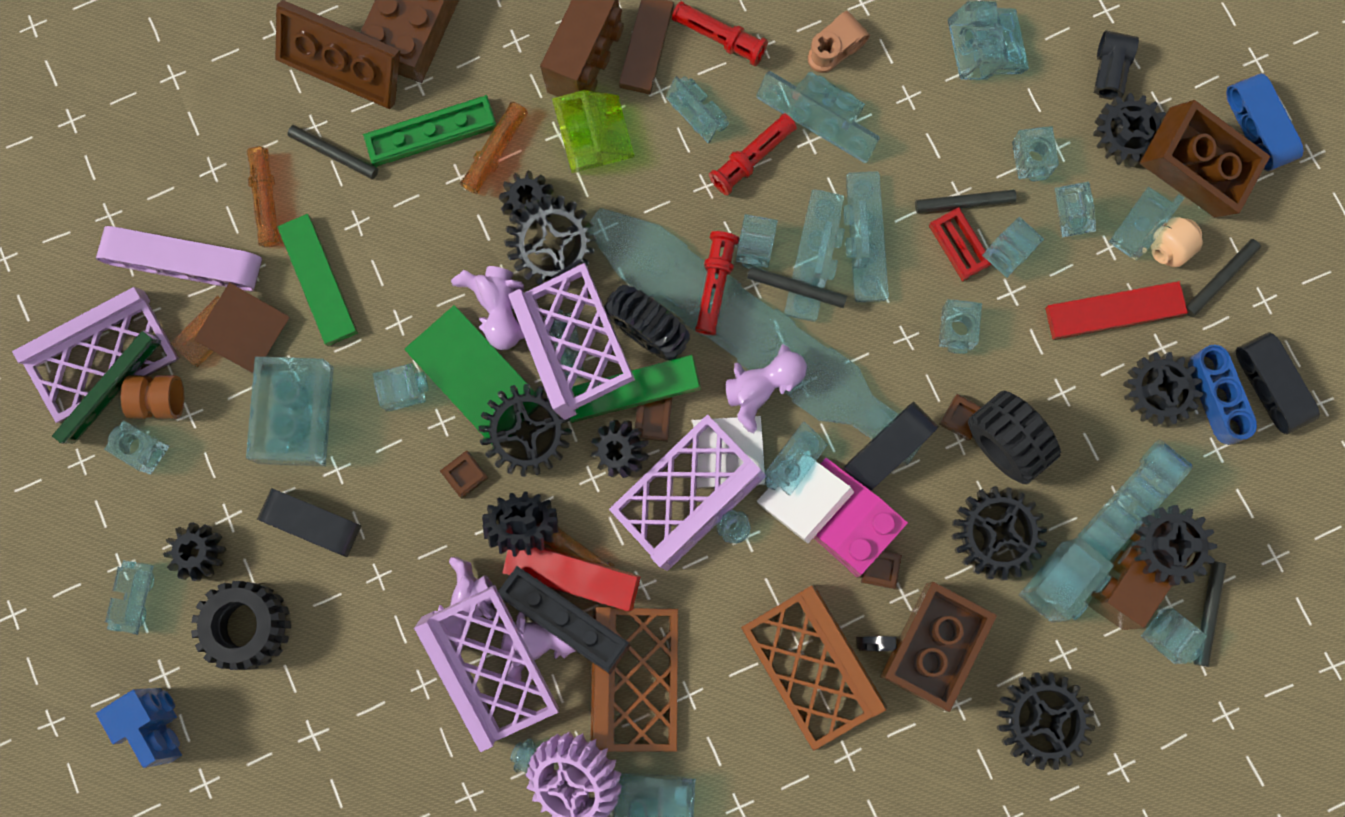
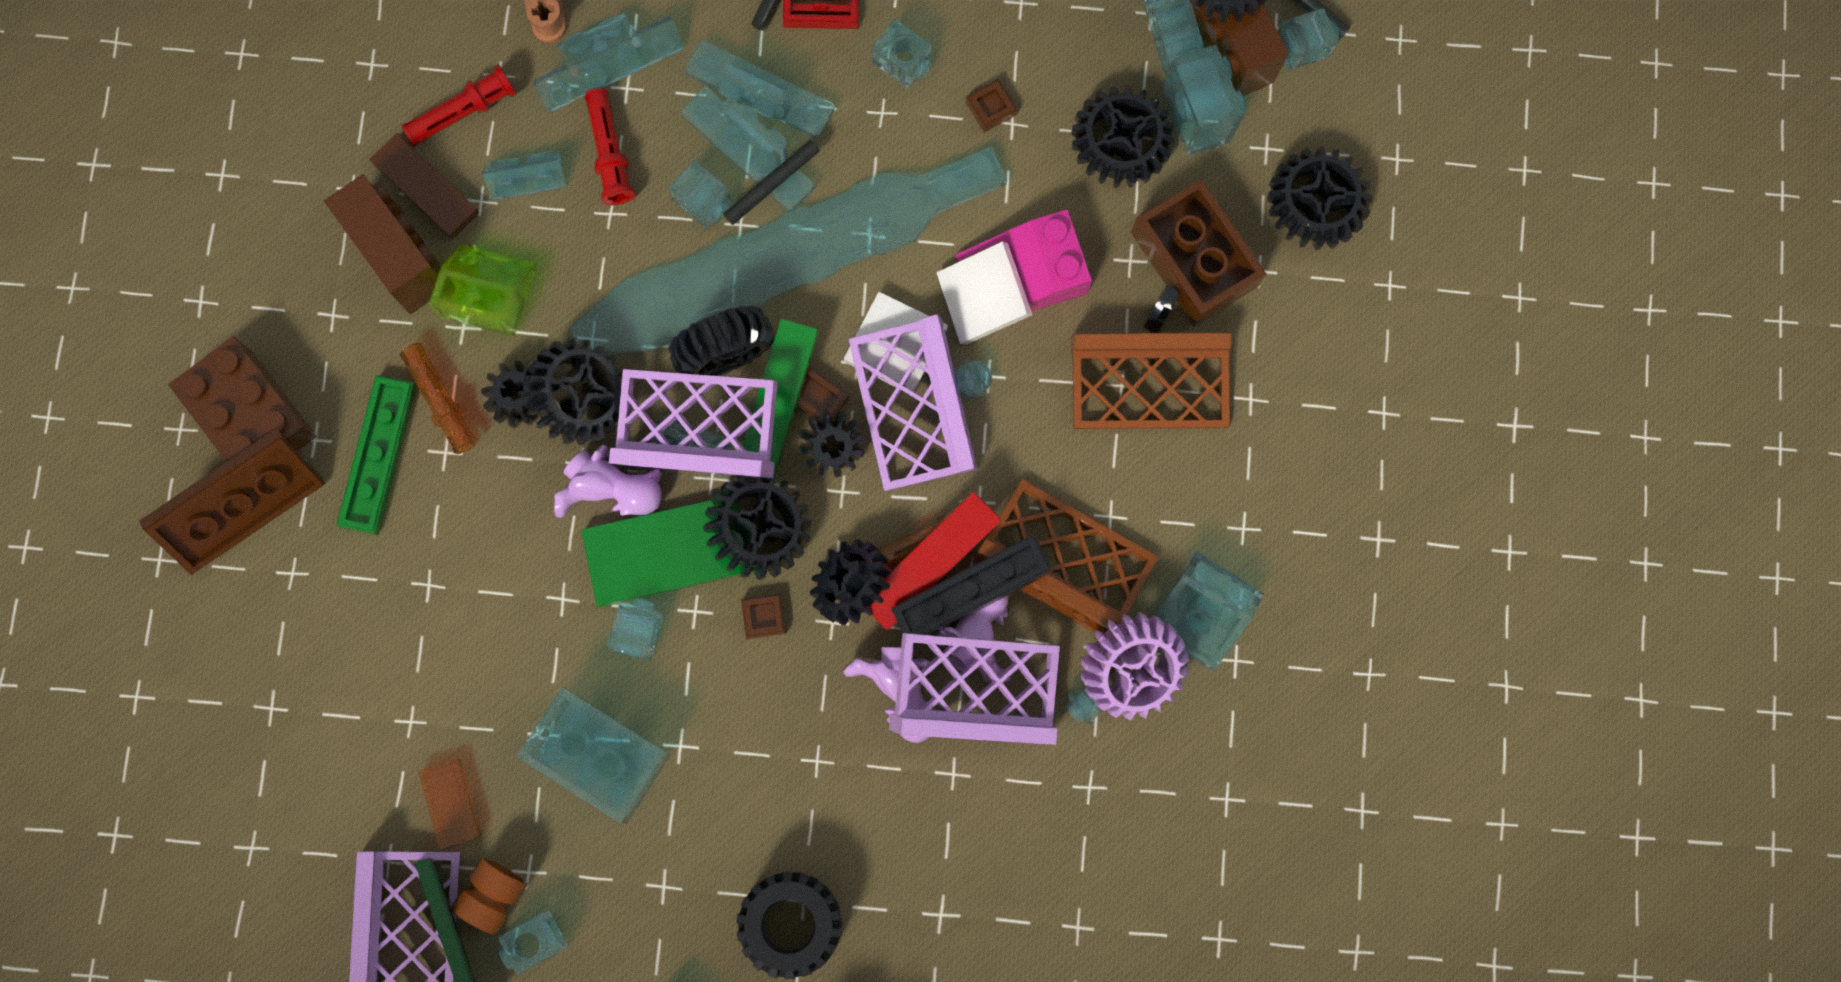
camera: 70 degrees left, 0 degrees up
(178, 258) = (351, 792): lavender beam -> none
(187, 563) = (668, 933): black gear -> none
(241, 327) = (471, 762): reddish brown tile -> none
(262, 188) = (325, 661): clear orange pin -> none
(309, 522) = (721, 800): black beam -> none
(317, 280) = (465, 657): green tile -> none
(333, 152) = (334, 568): pearl dark grey bar -> none
(715, 265) = (705, 244): red pin -> none
(755, 386) = (847, 277): lavender animal -> none
(795, 459) = (943, 281): clear light blue hinge -> none
(883, 571) = (1099, 264): reddish brown tile -> none
(891, 446) = (983, 182): black beam -> none
(1014, 437) = (1042, 64): black tyre -> none

